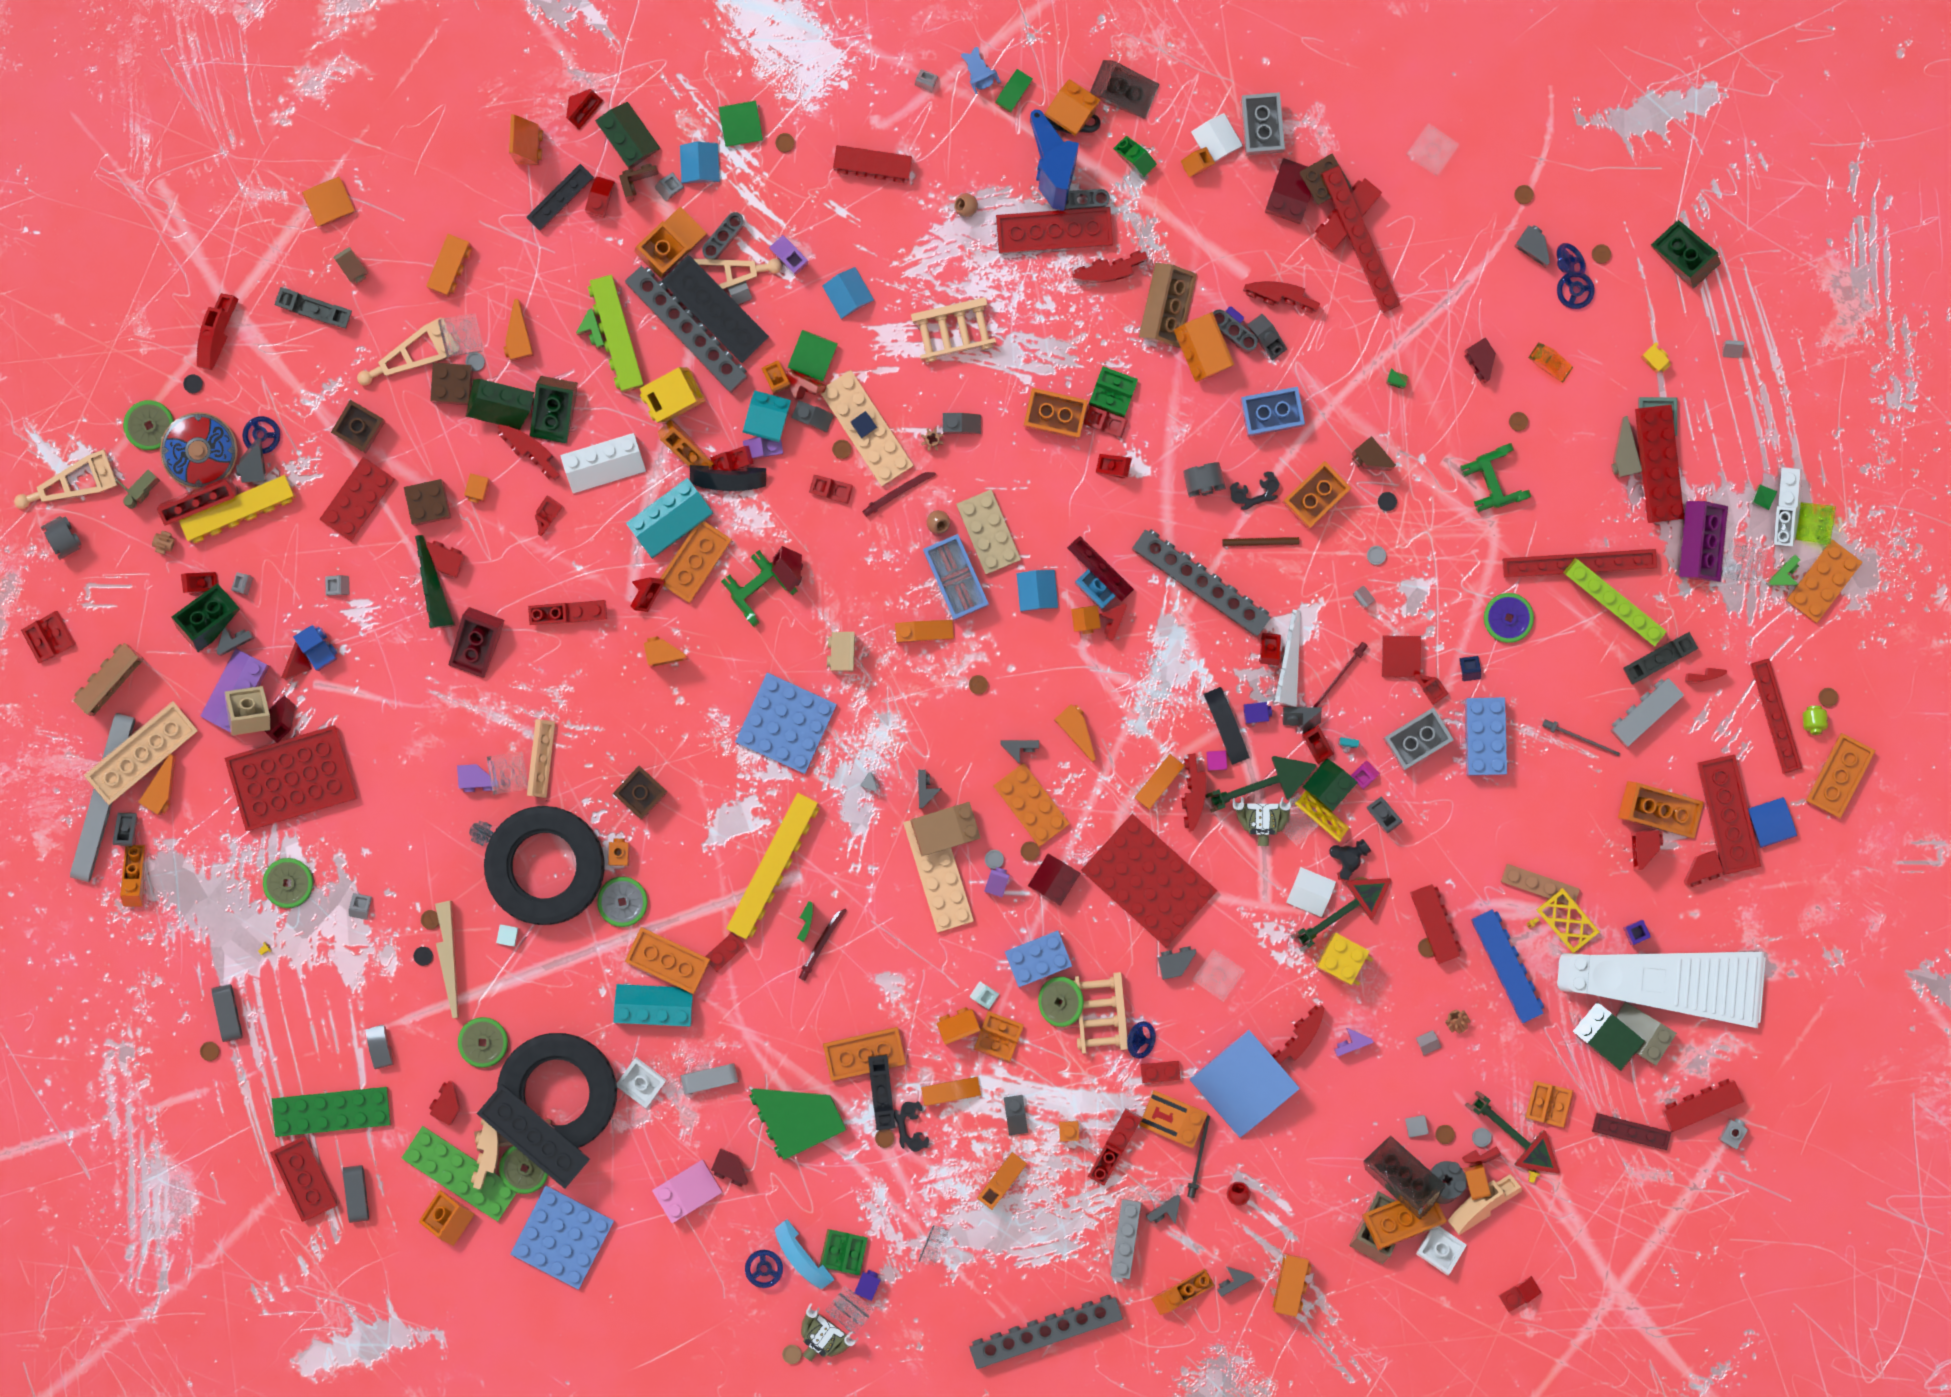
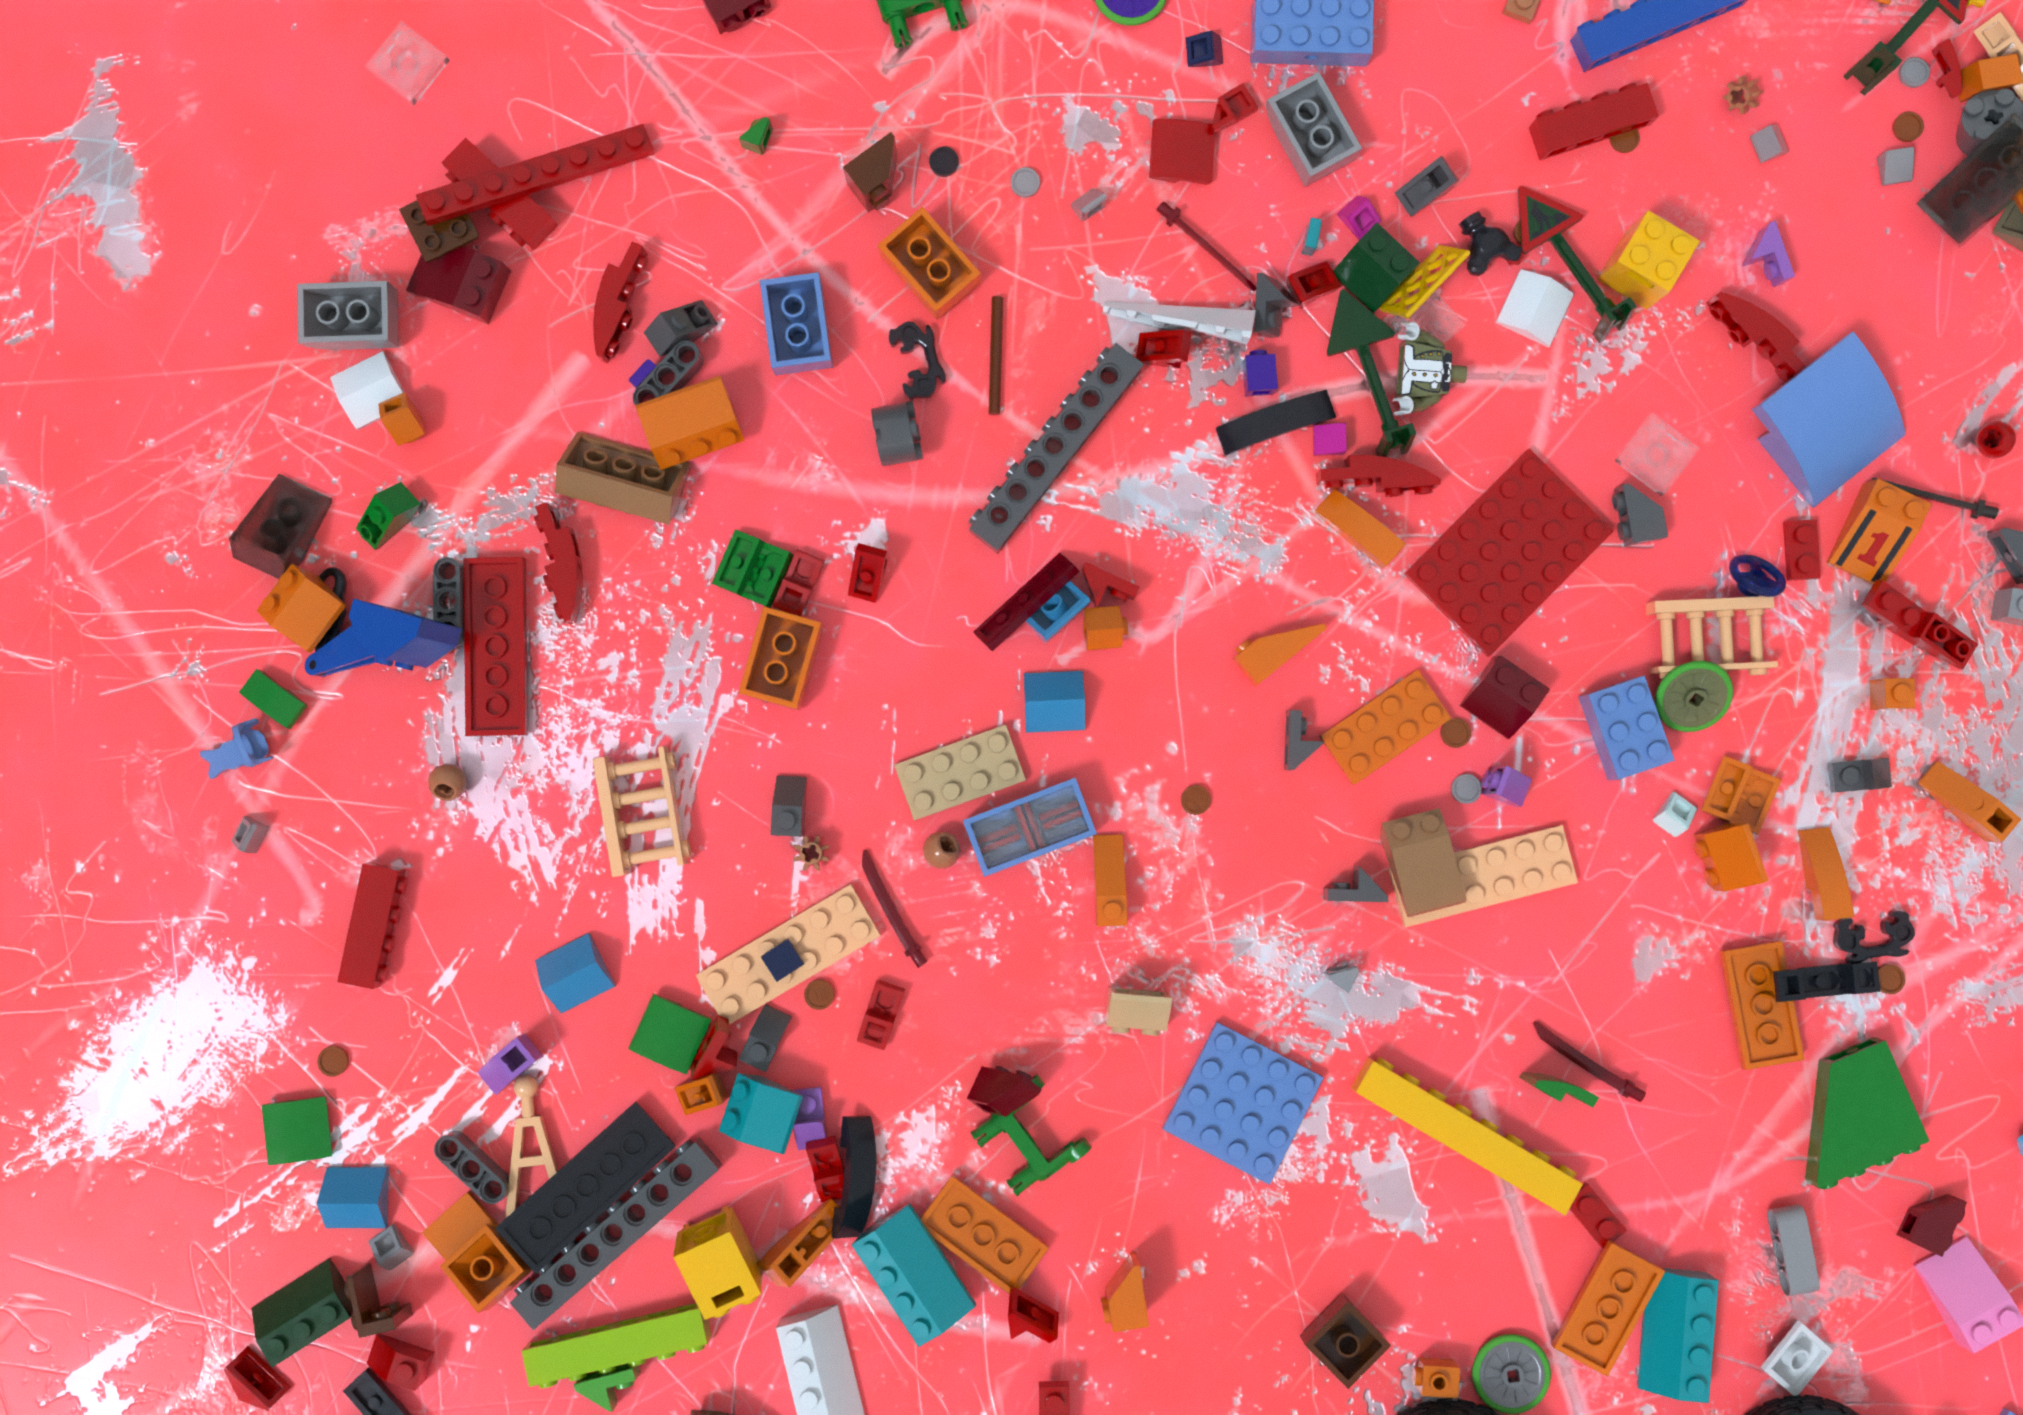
camera: 90 degrees left, 0 degrees up
(740, 293) = (565, 1143): light grey slope -> none

